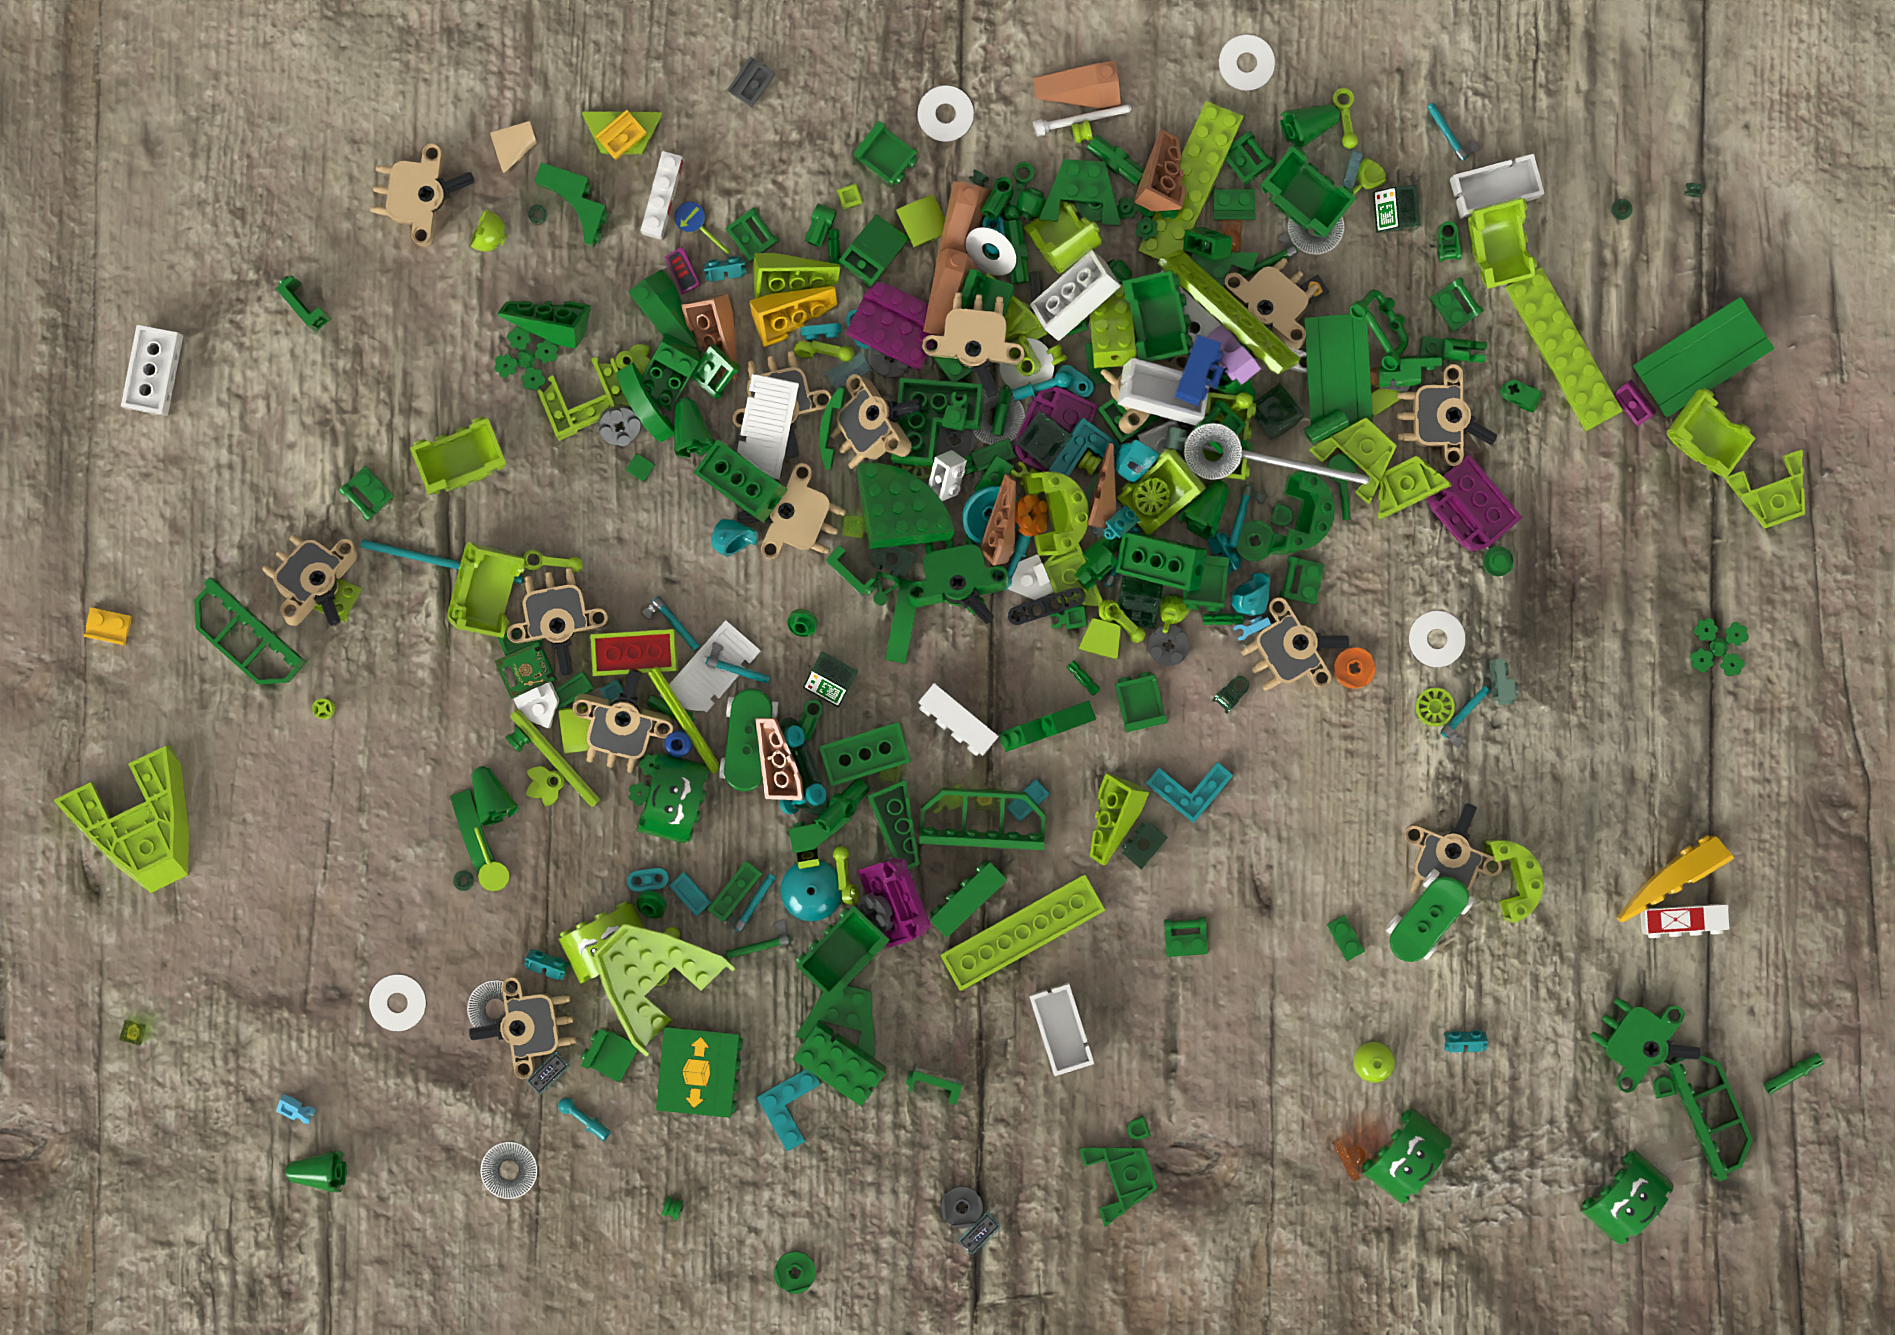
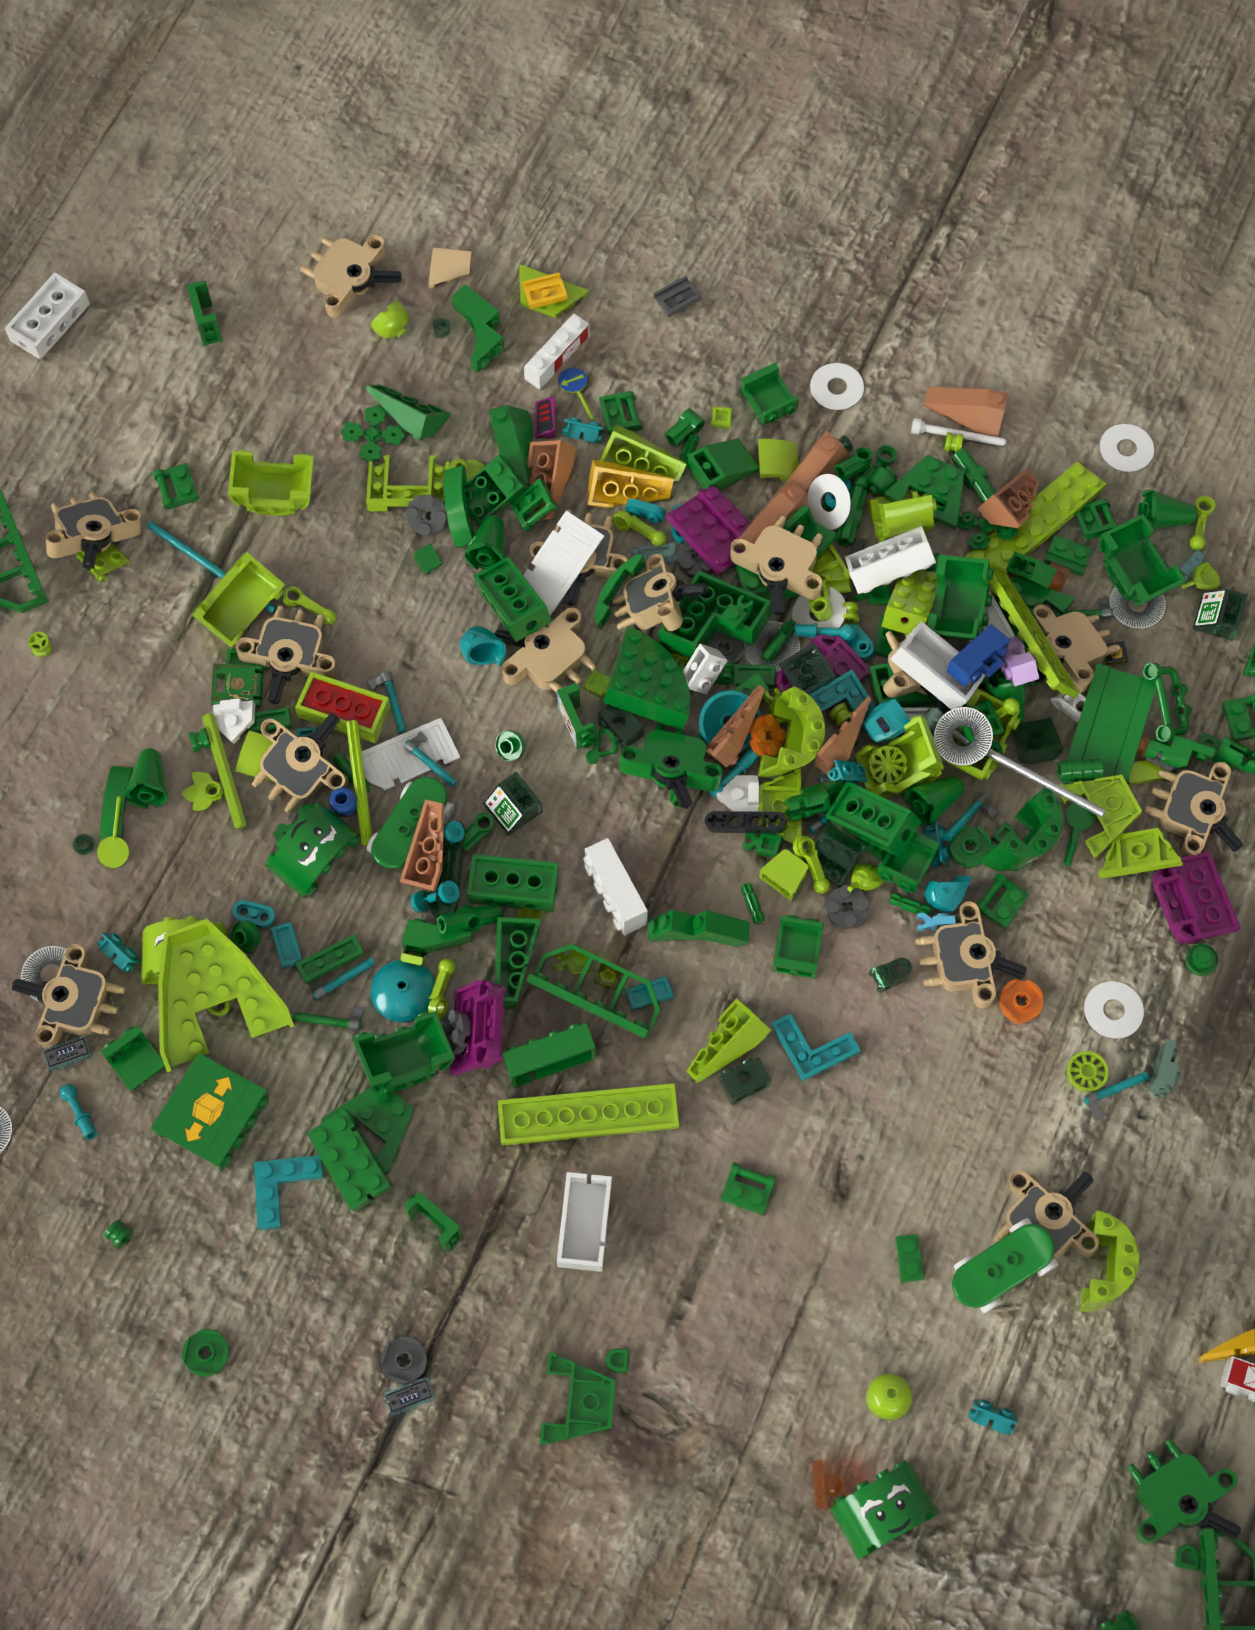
camera: 20 degrees right, 20 degrees down
(901, 625) = (599, 789): green slope -> none

